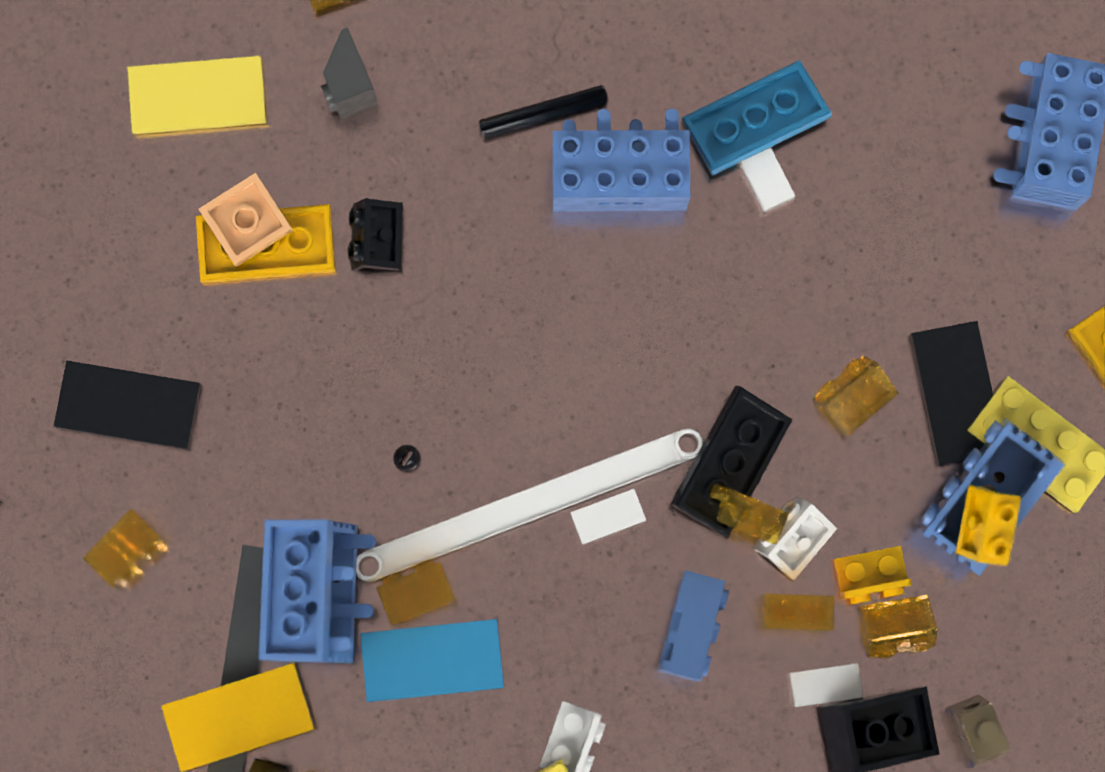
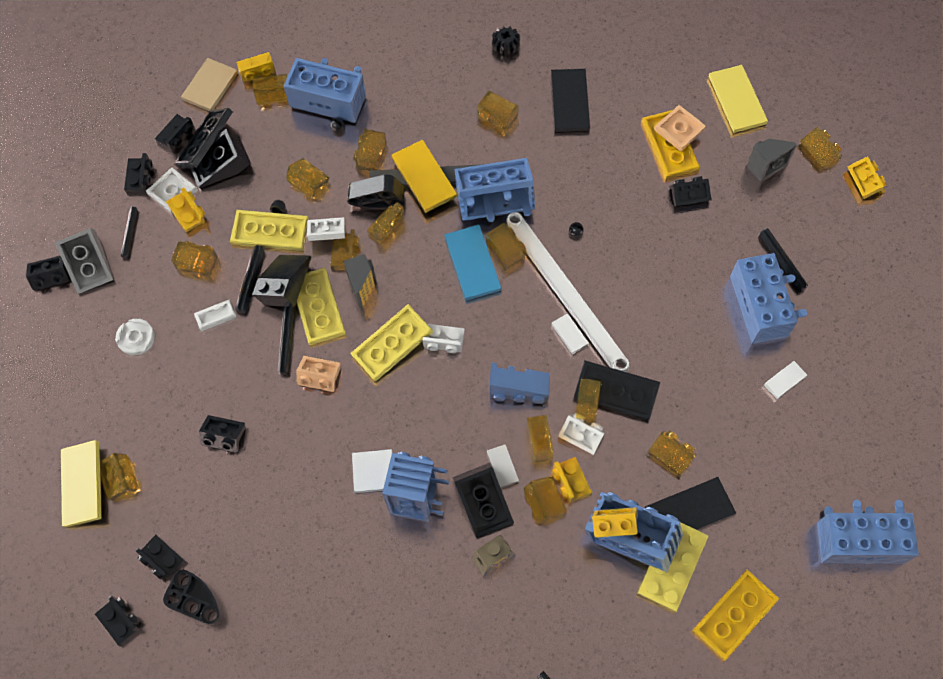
camera: 85 degrees right, 15 degrees down
(756, 117) = (817, 368): dark azure tile -> none

